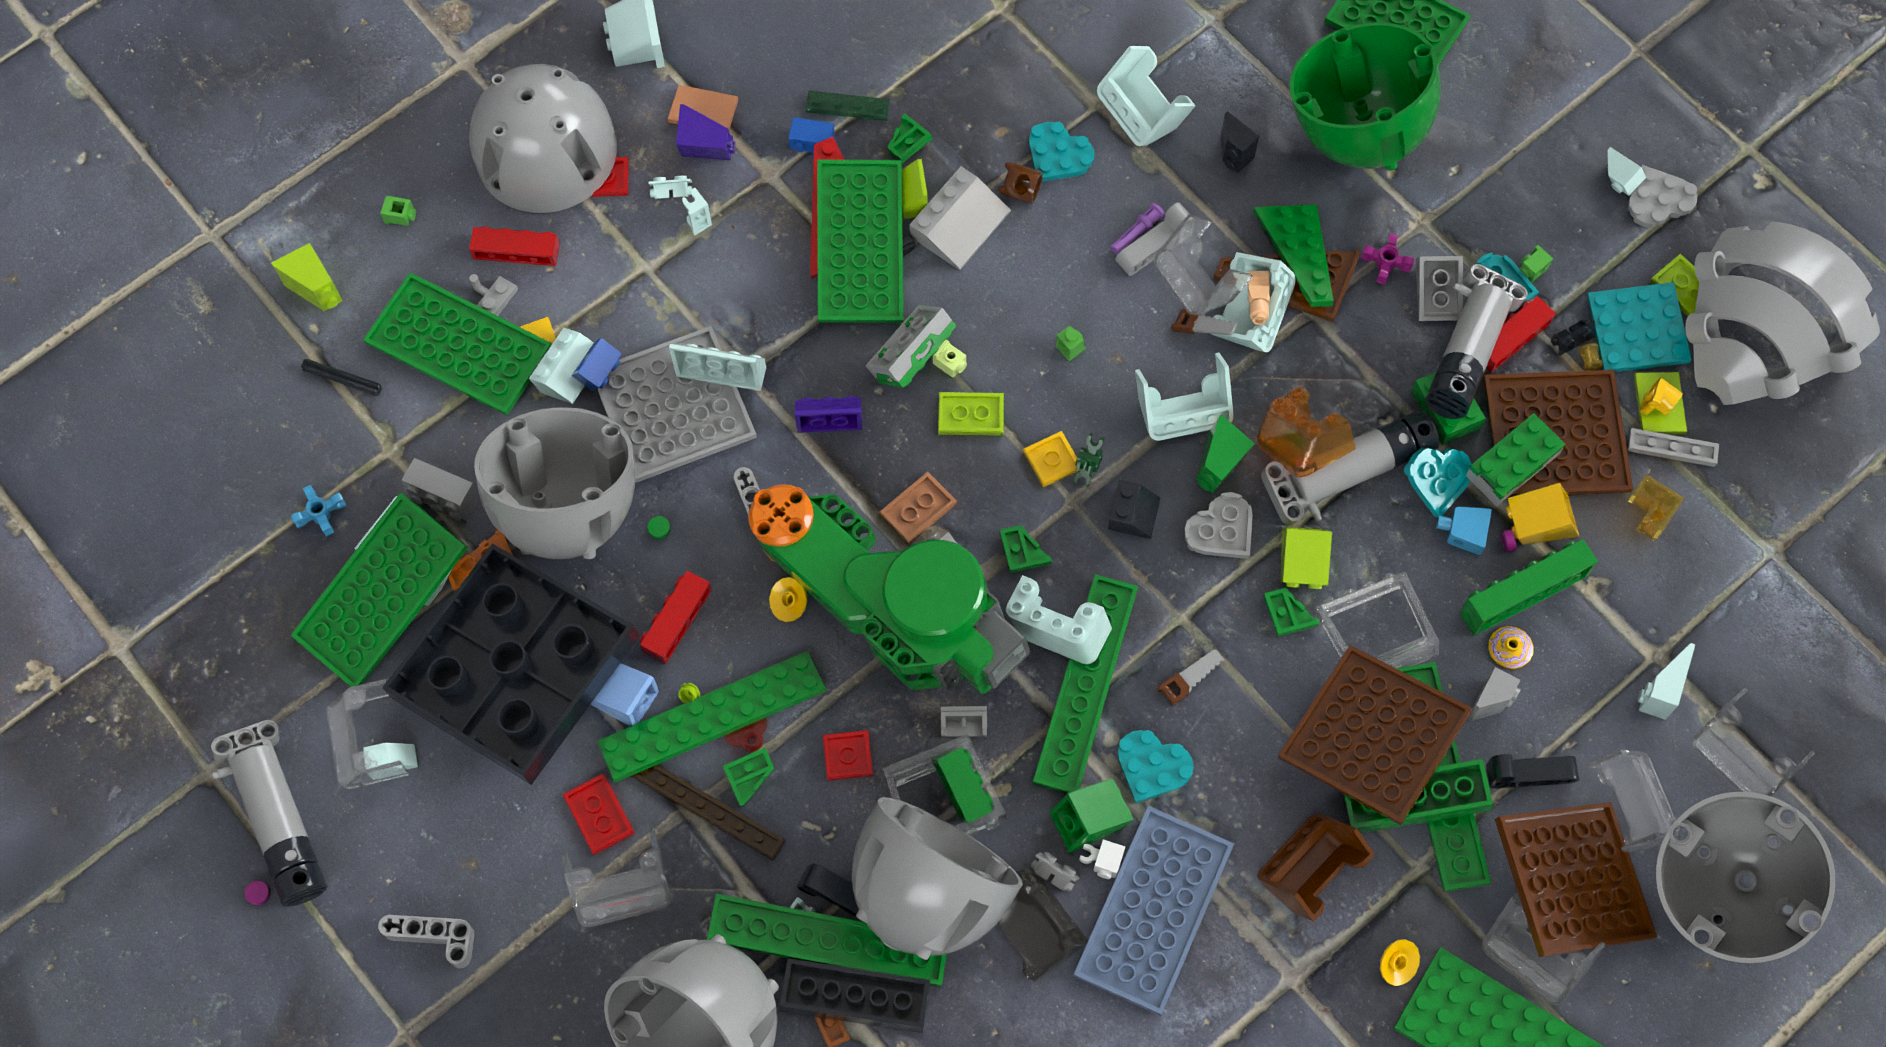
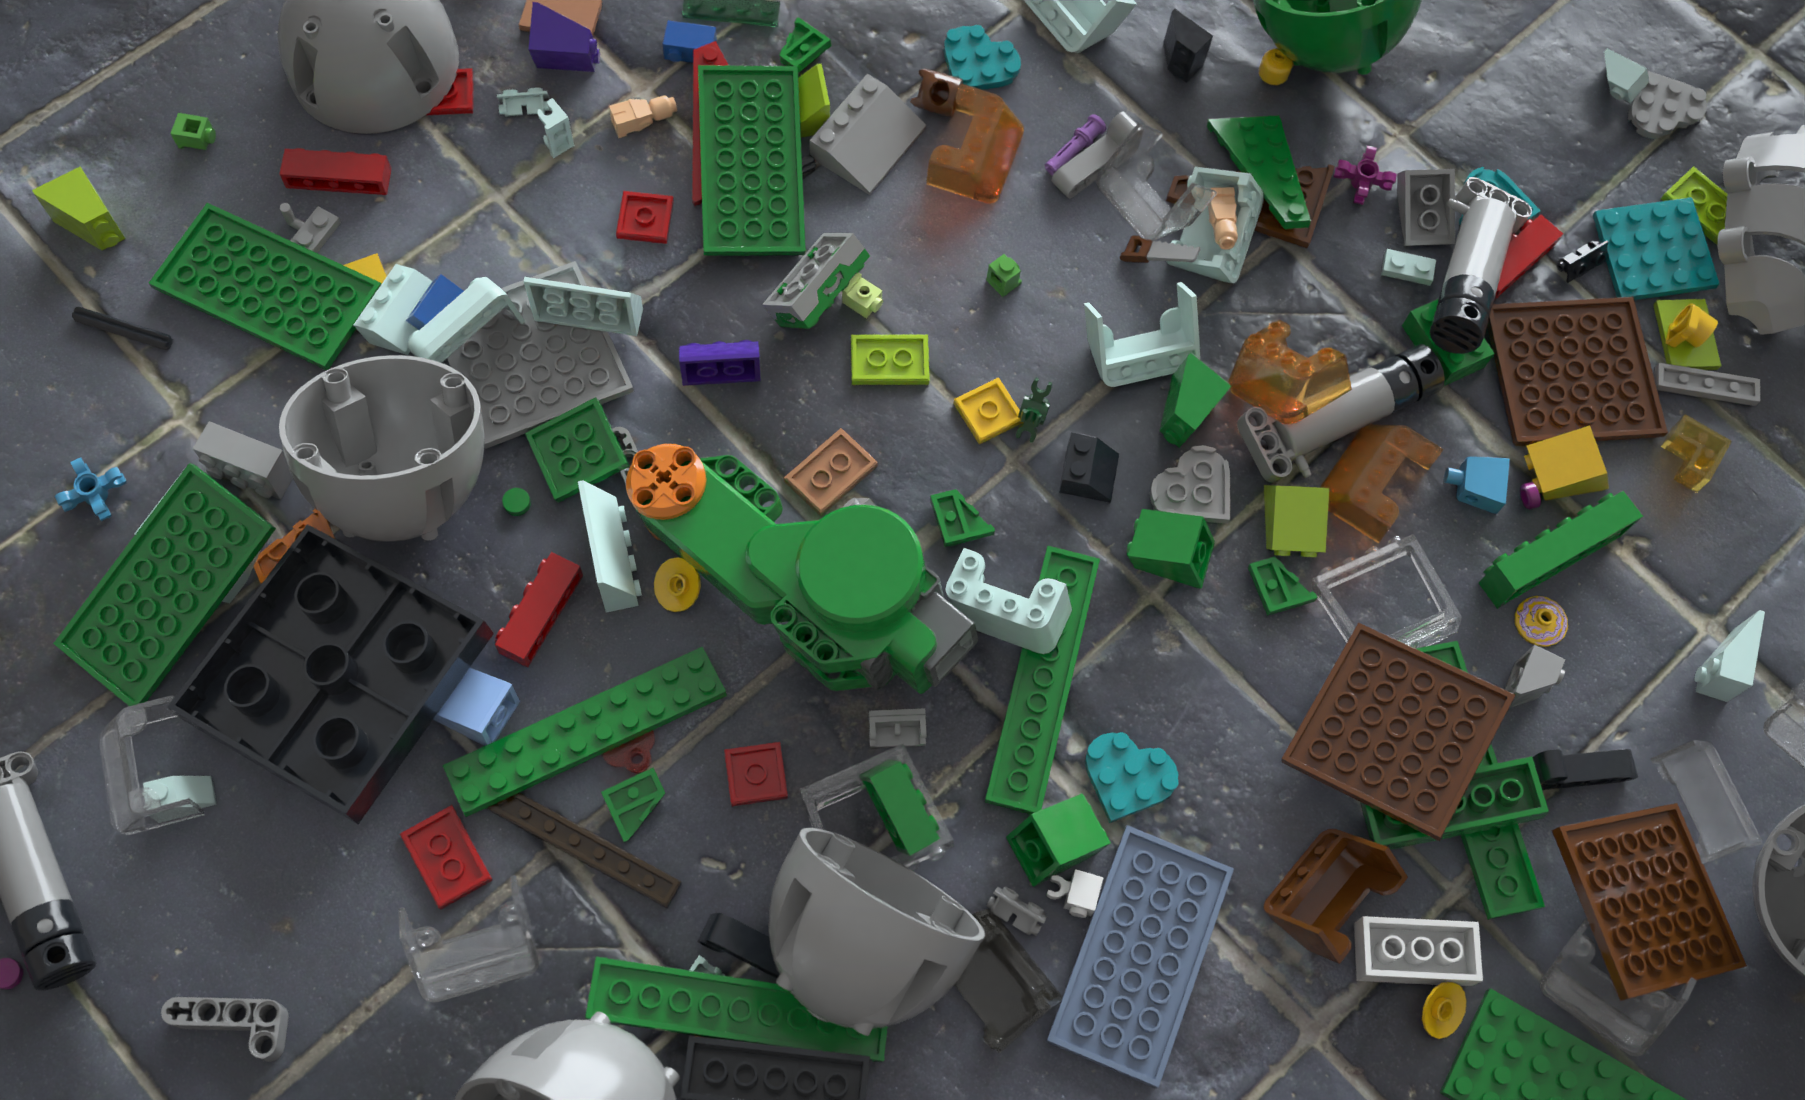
camera: 10 degrees left, 0 degrees up
(616, 378) = (461, 320): none -> light aqua windscreen
(688, 692) = (556, 702): lime plate -> none
(709, 485) = (576, 449): none -> green plate
(733, 568) = (609, 548): none -> light aqua slope
(766, 198) = (638, 114): none -> light nougat piece
(769, 288) = (645, 217): none -> red tile
(1060, 234) = (987, 151): none -> clear orange windscreen
(1189, 677) = (1167, 666): piece -> none
(1199, 577) = (1172, 546): none -> green slope
(1314, 162) = (1275, 67): none -> yellow head
(1367, 515) = (1367, 468): none -> clear orange windscreen
(1380, 914) = (1417, 951): none -> white brick
(1420, 340) = (1408, 267): none -> light aqua plate
(1438, 477) = (1446, 421): teal plate -> none
(1515, 459) = (1532, 400): green piece -> none
(1535, 264) = (1534, 178): bright green brick -> none
(1590, 357) = (1604, 283): clear yellow bush -> none

